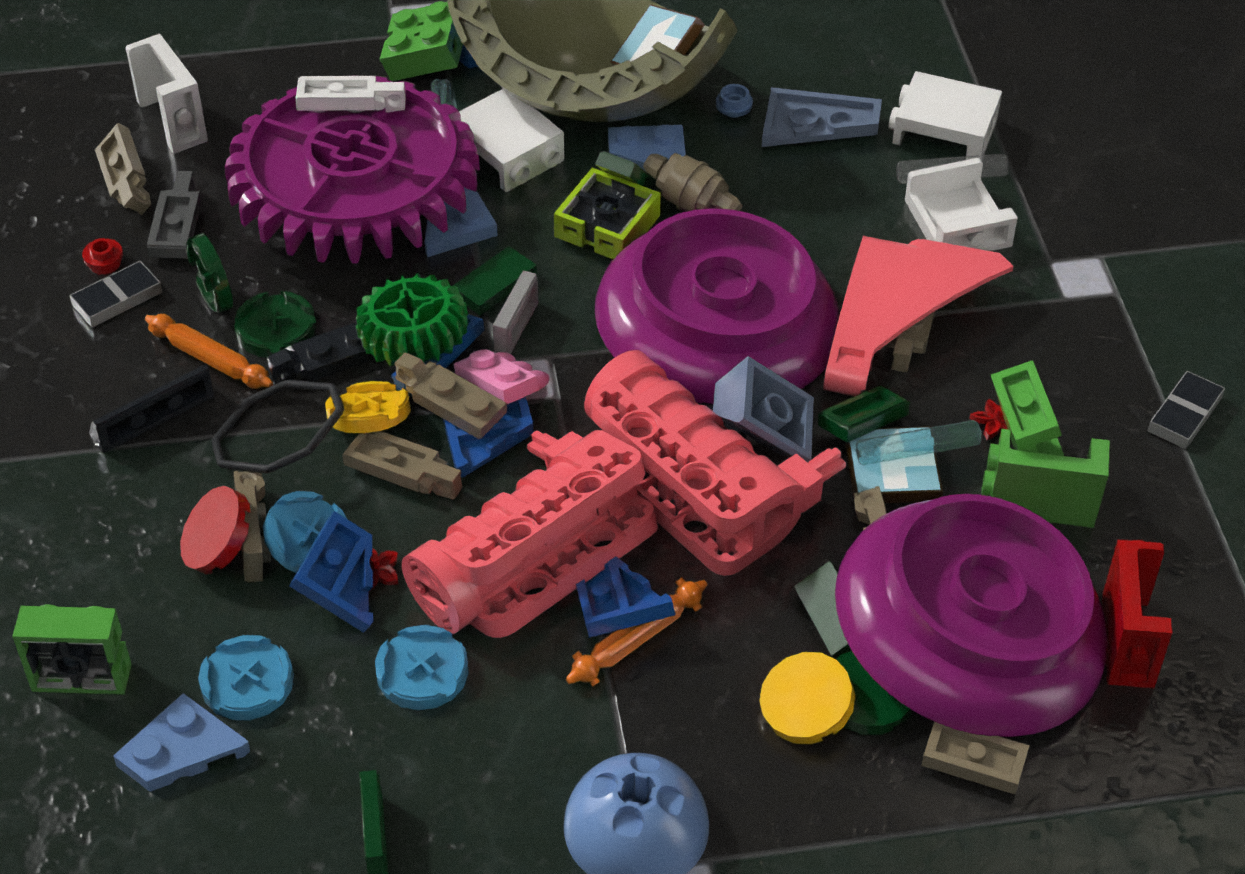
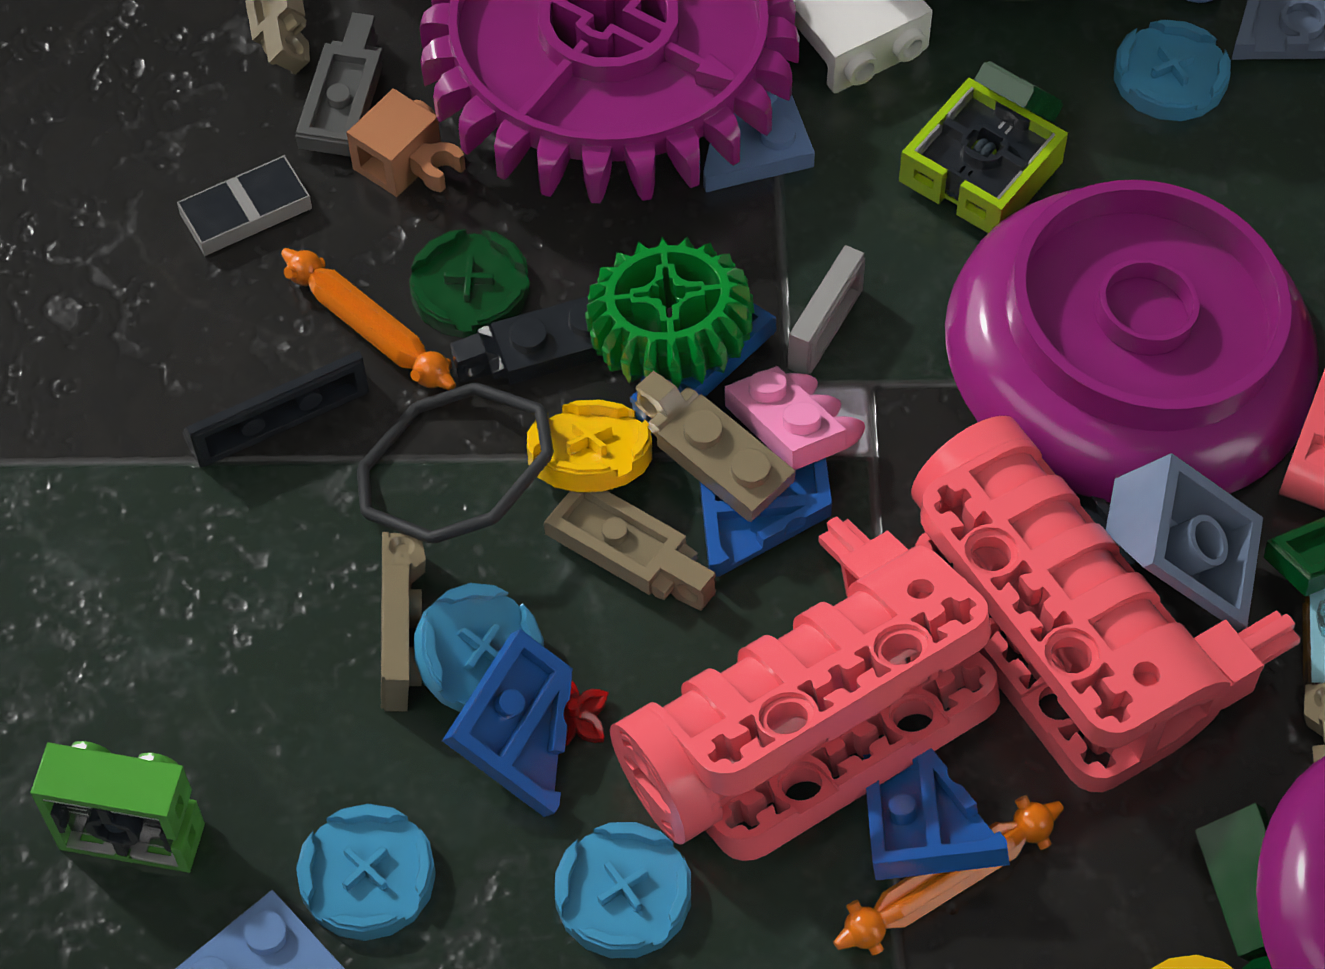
camera: 10 degrees right, 10 degrees up
(103, 255) = (231, 139): red plate -> none
(211, 276) = (380, 197): dark green tile -> none
(215, 530) = (344, 630): tile -> none
(228, 240) = (401, 142): none -> nougat brick
(493, 280) = (800, 246): dark green tile -> none
(641, 141) = (1060, 47): medium blue wing -> none
(690, 183) = (1118, 122): dark tan piece -> none
(728, 153) = (1171, 70): none -> dark azure tile

